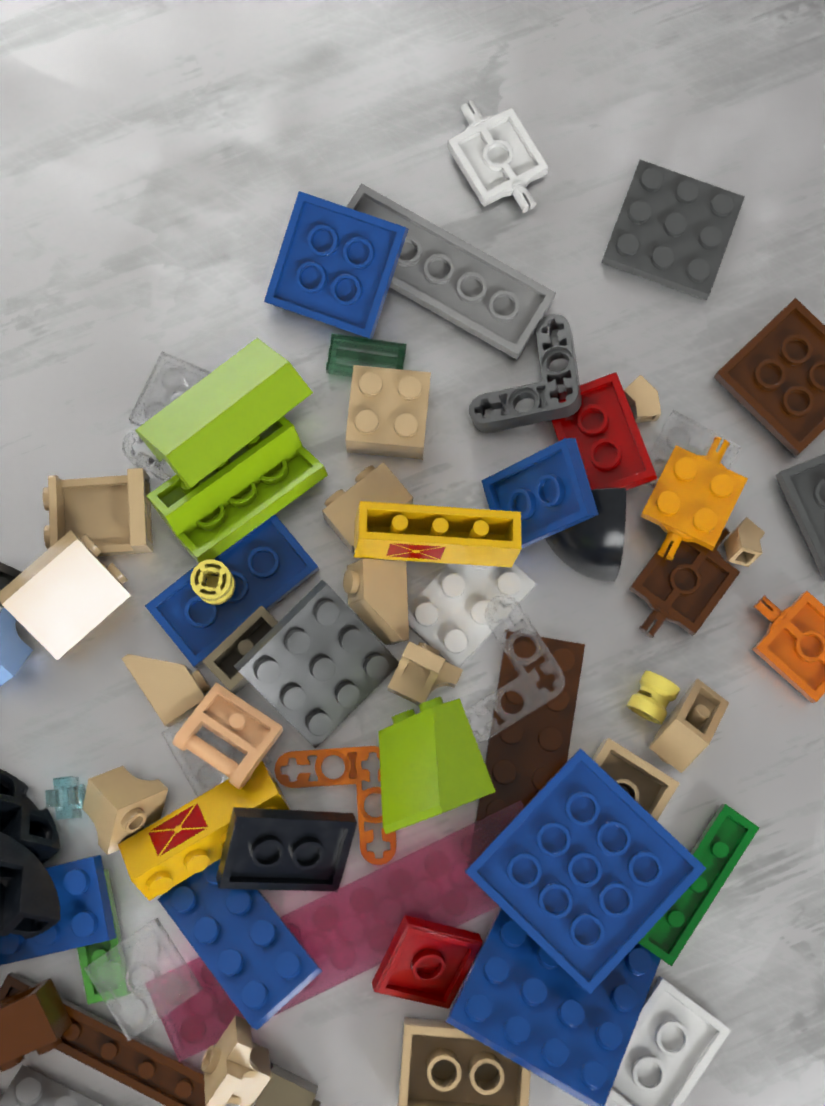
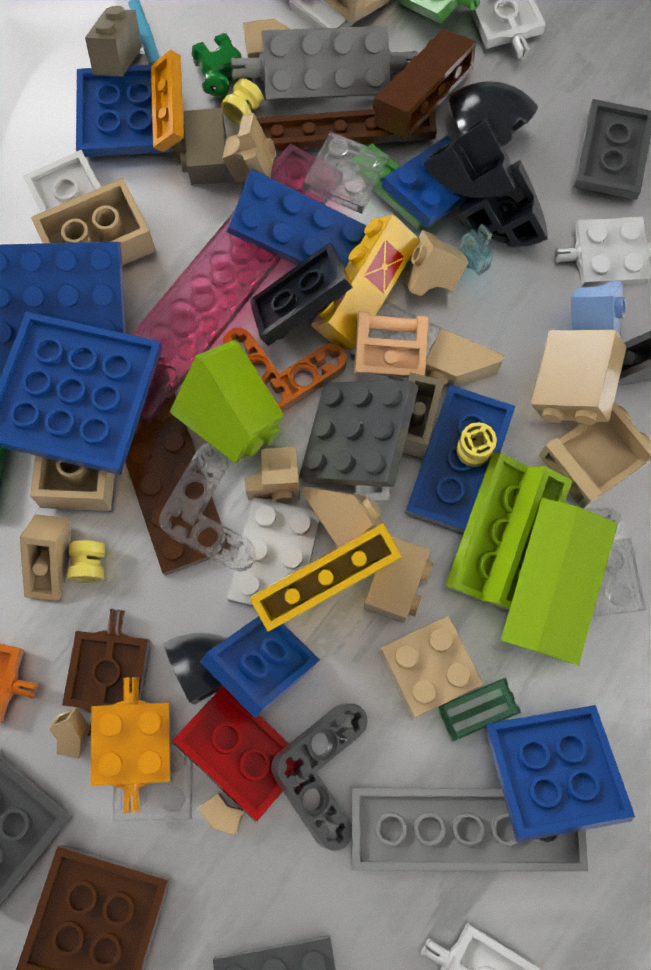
camera: 155 degrees right, 5 degrees down
(426, 962) = (157, 282): red tile -> none

